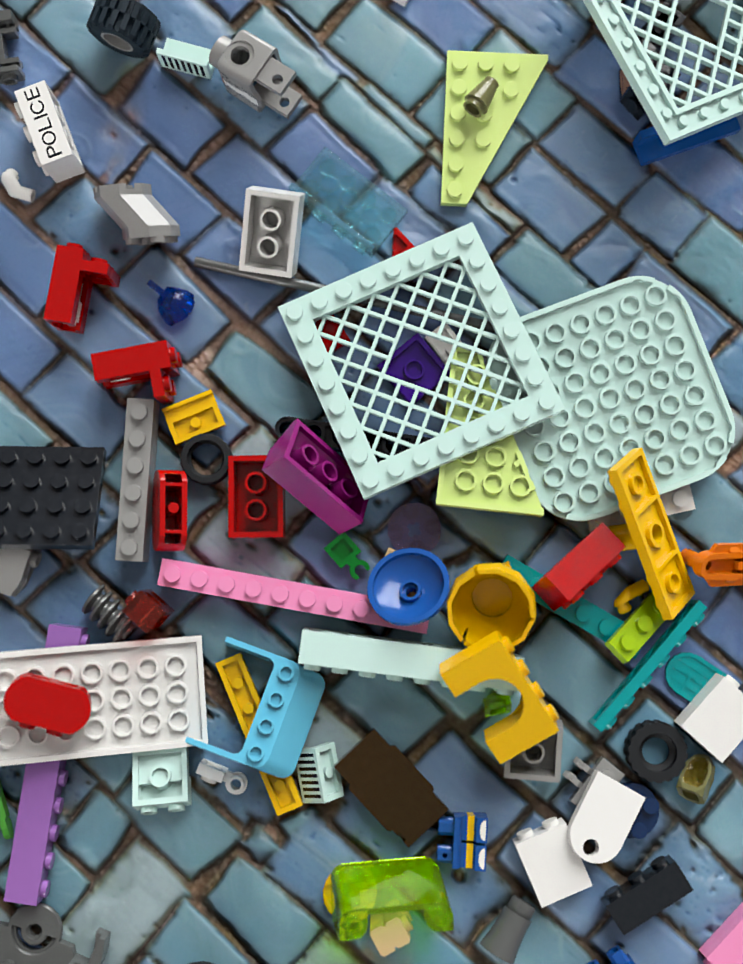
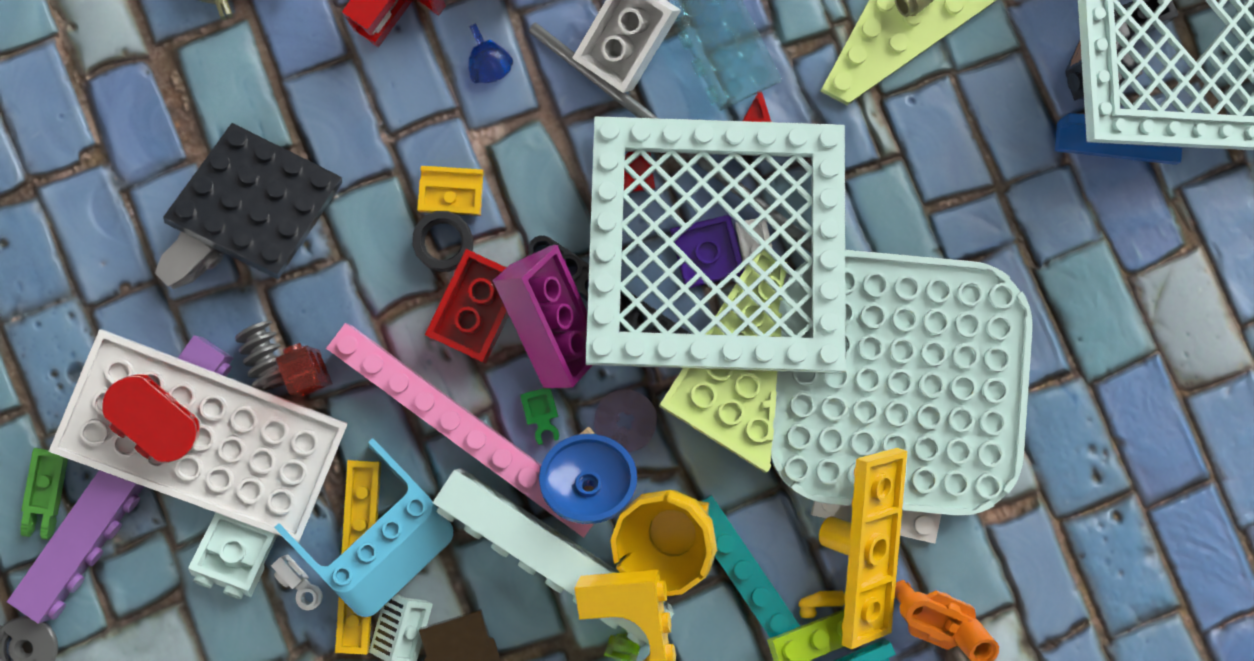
camera: 20 degrees right, 0 degrees up
(137, 480) = (359, 228): light grey brick -> none
(140, 364) = (419, 107): red brick -> none
(169, 510) = (377, 276): red brick -> none
(579, 568) = (779, 547): red brick -> none

